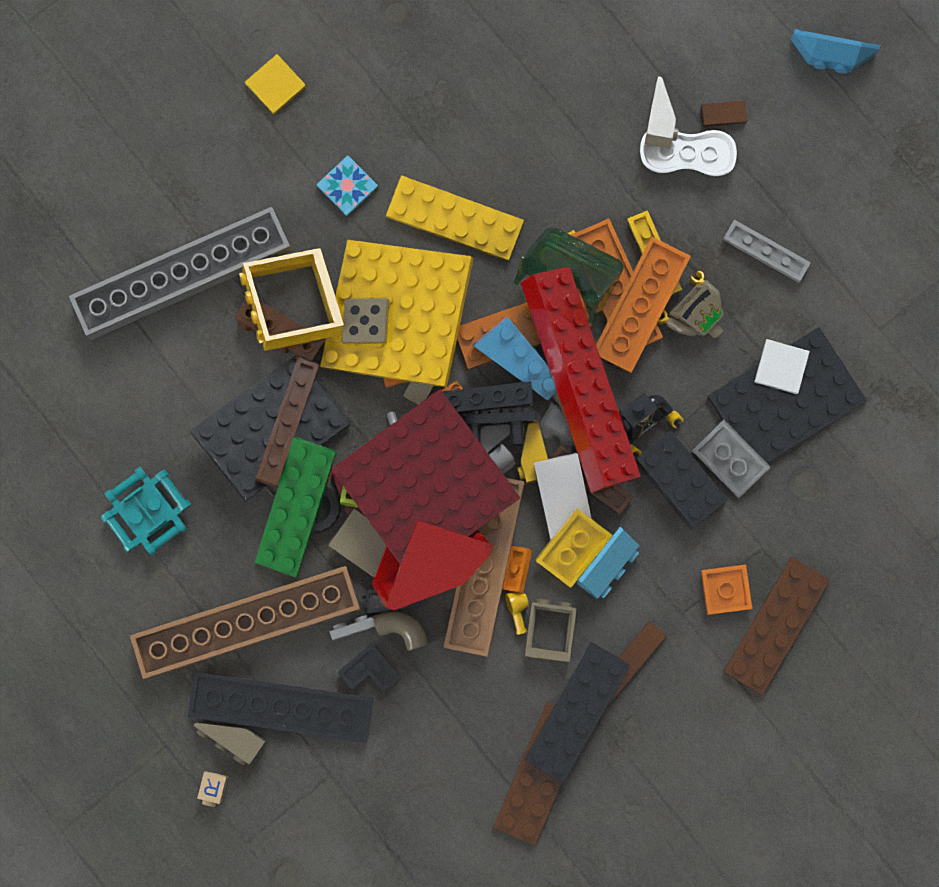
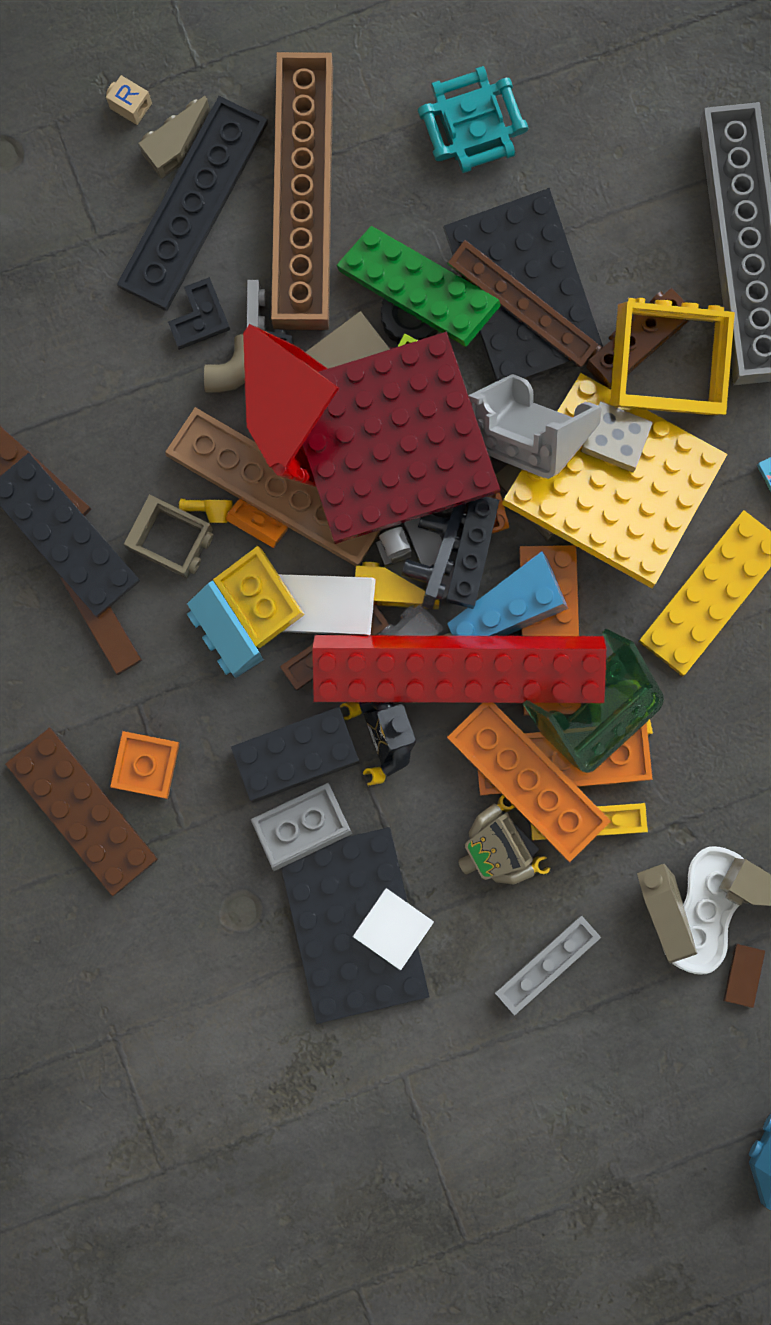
camera: 115 degrees right, 0 degrees up
(384, 384) = (527, 432): none -> light grey windscreen
(702, 177) = (667, 912): none -> dark tan slope

